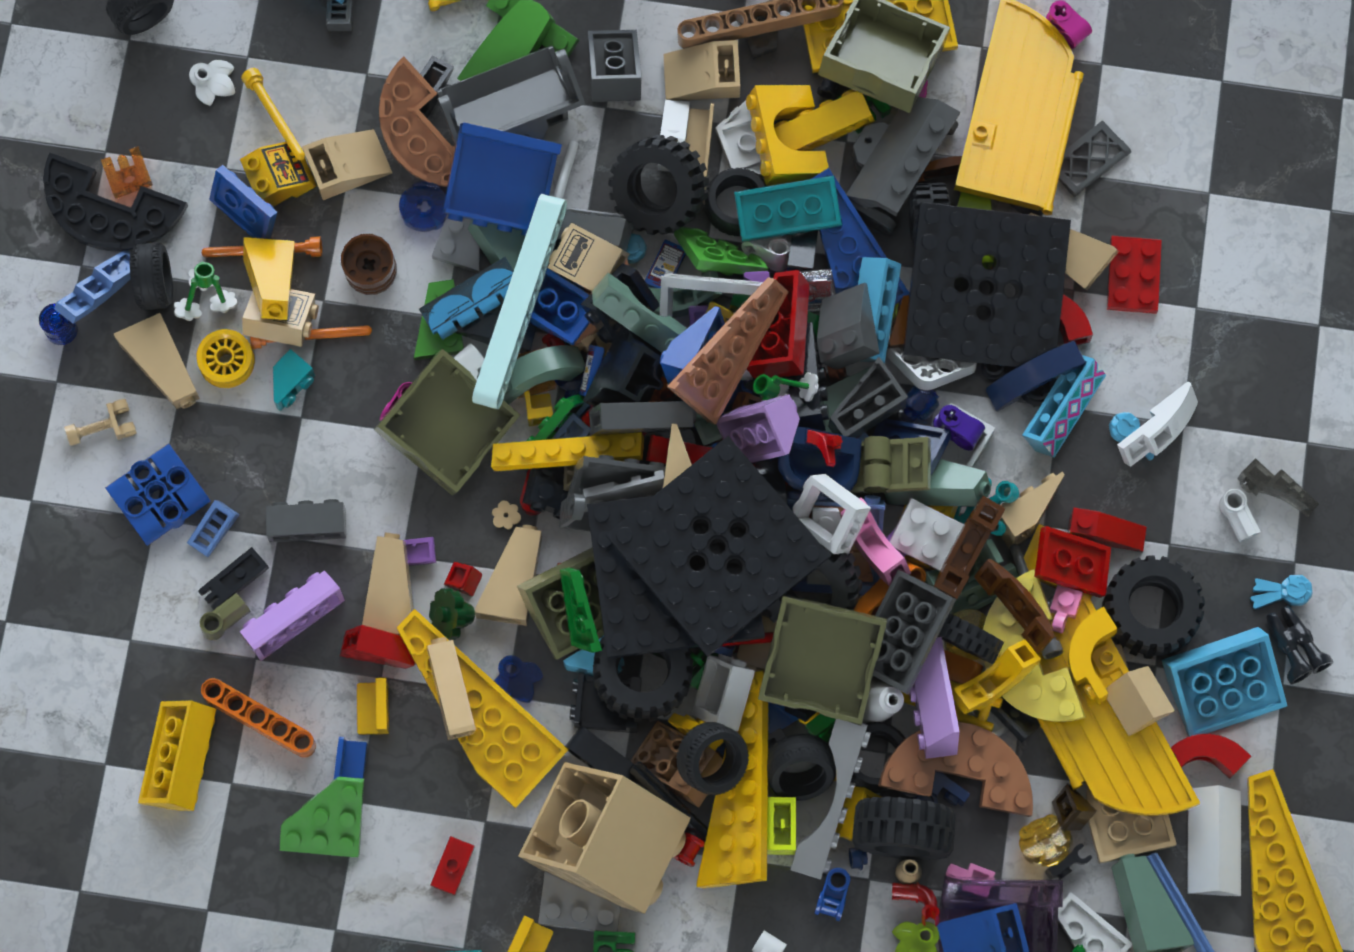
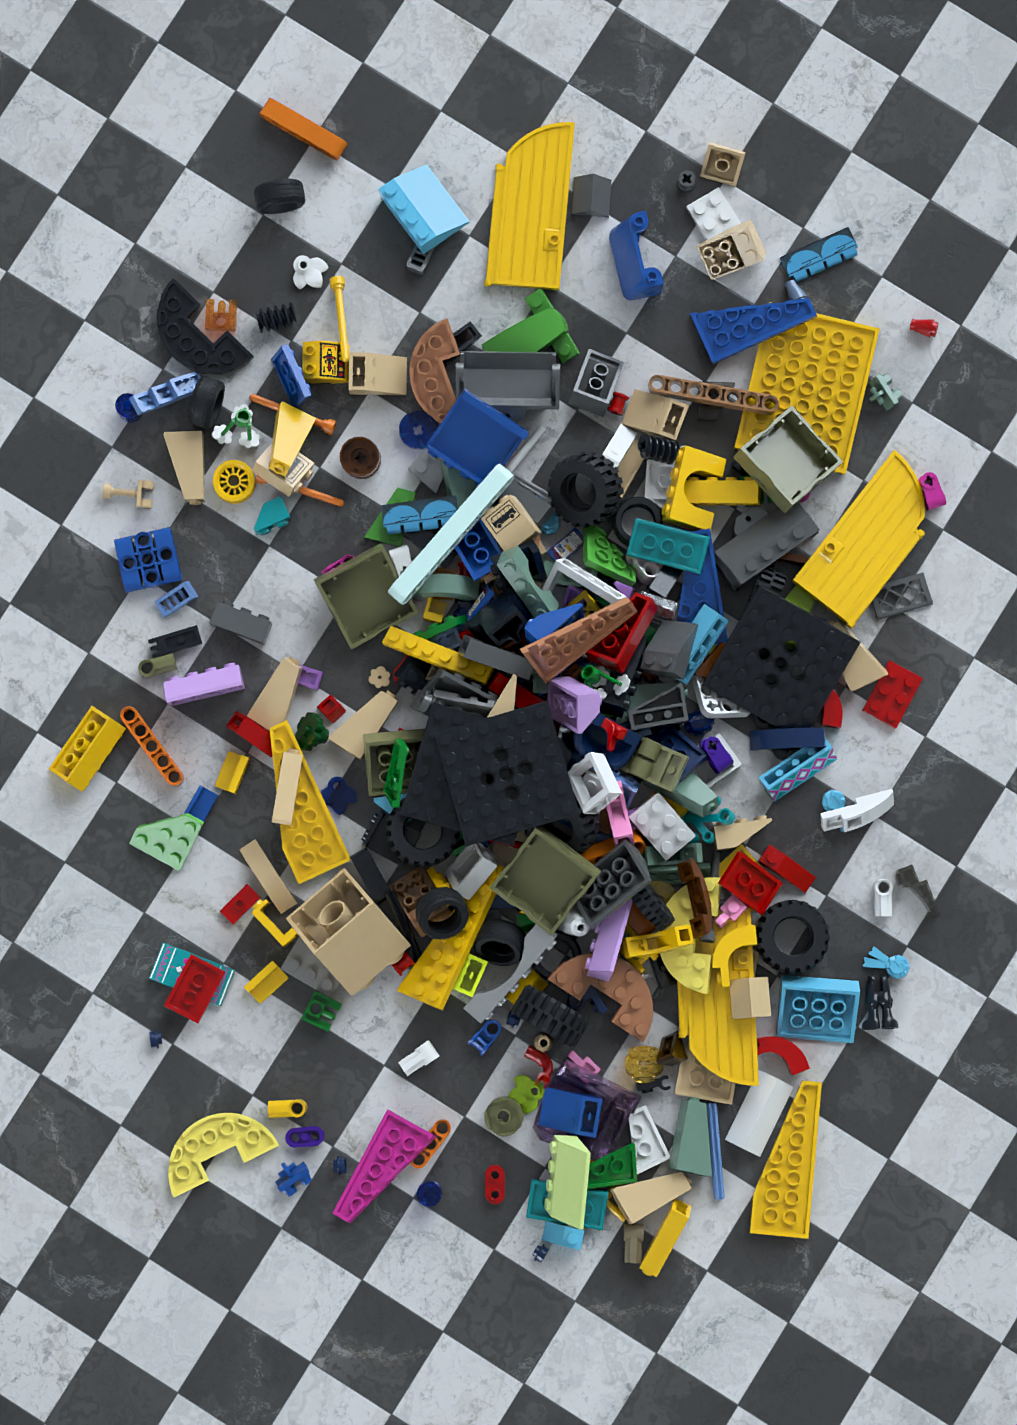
camera: 20 degrees right, 10 degrees up
(195, 146) = (276, 317): none -> black piece
(473, 816) = (268, 876): none -> tan slope
(524, 882) = (283, 939): none -> yellow panel
(651, 78) = (617, 403): none -> red bush
(724, 103) = (658, 449): none -> black piece
(968, 547) = (680, 844): reddish brown slope -> none

